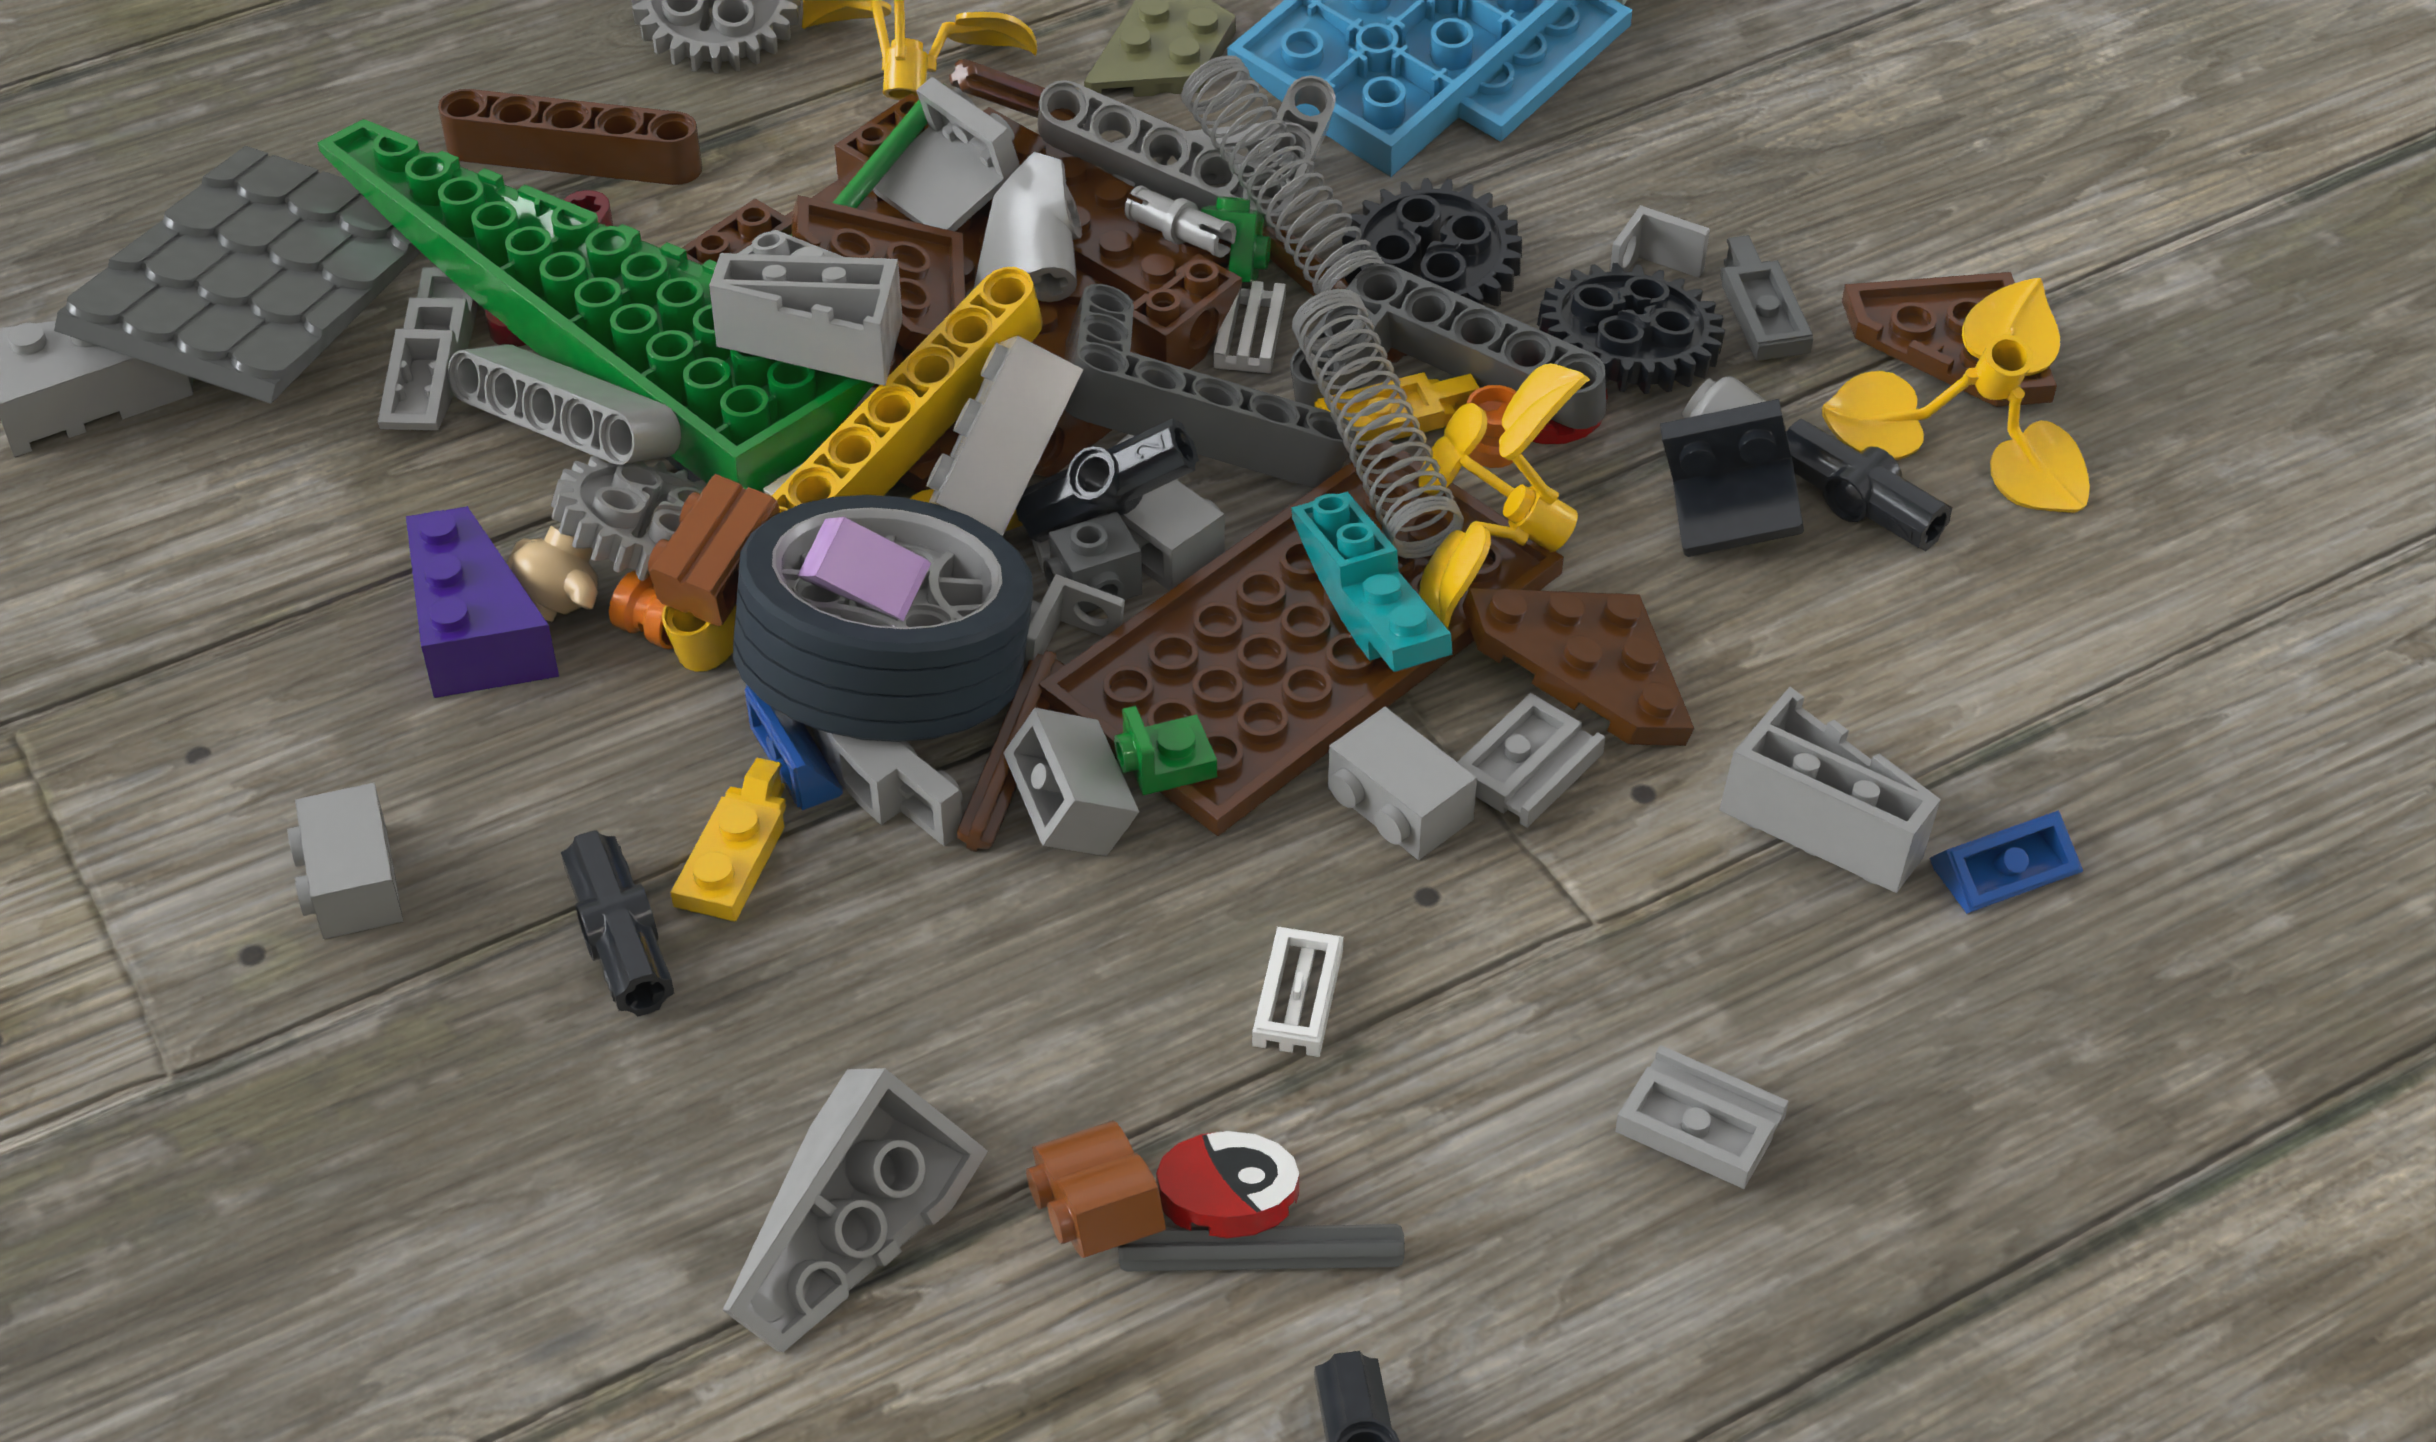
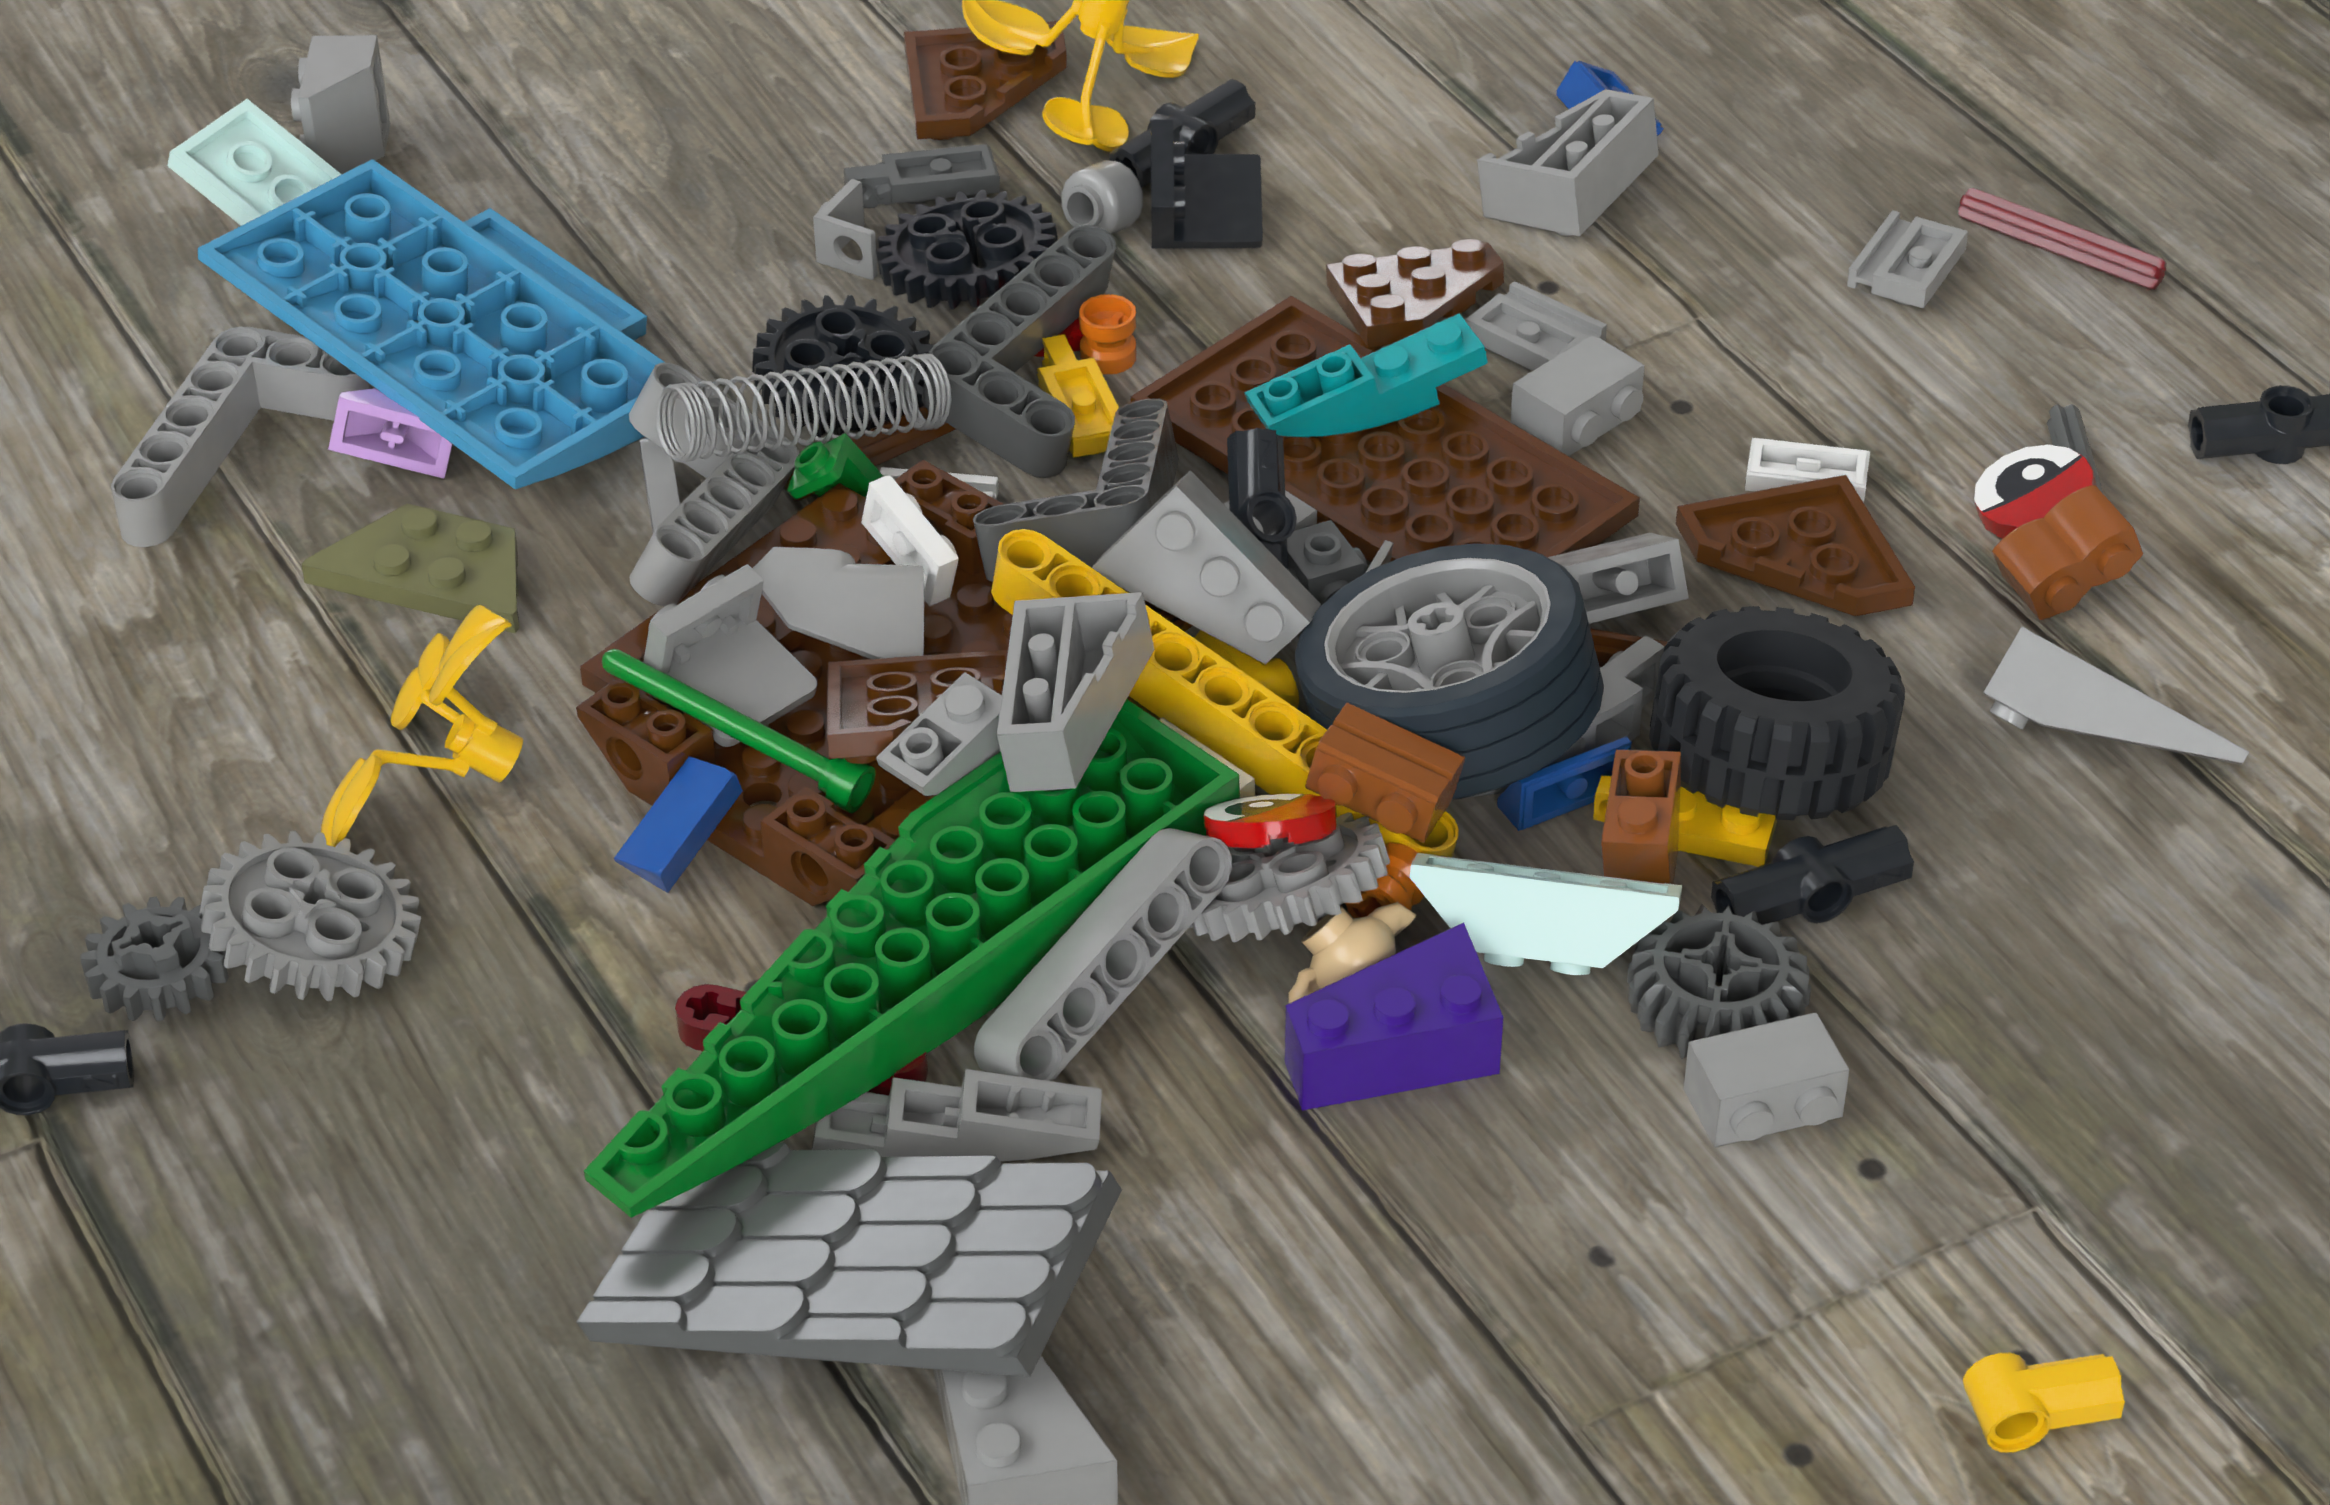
camera: 90 degrees left, 5 degrees down
(480, 836) = (1683, 960): none -> dark grey gear
(571, 136) = (566, 1035): reddish brown beam -> none
(603, 697) = (1543, 912): none -> light aqua wedge
(662, 469) = (1258, 819): none -> red tile
(686, 778) = (1643, 816): none -> dark orange slope
(788, 177) = (679, 822): none -> blue slope
(798, 943) = (1777, 712): none -> black tyre
(864, 567) = (1462, 623): lavender slope -> none
(1001, 89) = (613, 608): reddish brown axle -> none
(1112, 261) = (909, 537): none -> white plate
(1151, 966) = (1802, 541): none -> reddish brown plate
(1164, 753) = (1578, 515): green bracket -> none
(1180, 221) = (840, 492): light grey pin -> none
(1344, 297) = (1281, 343): light grey piece -> none
(1531, 511) = (1268, 184): yellow plant -> none
(1771, 1294) = (2062, 238): none -> axle

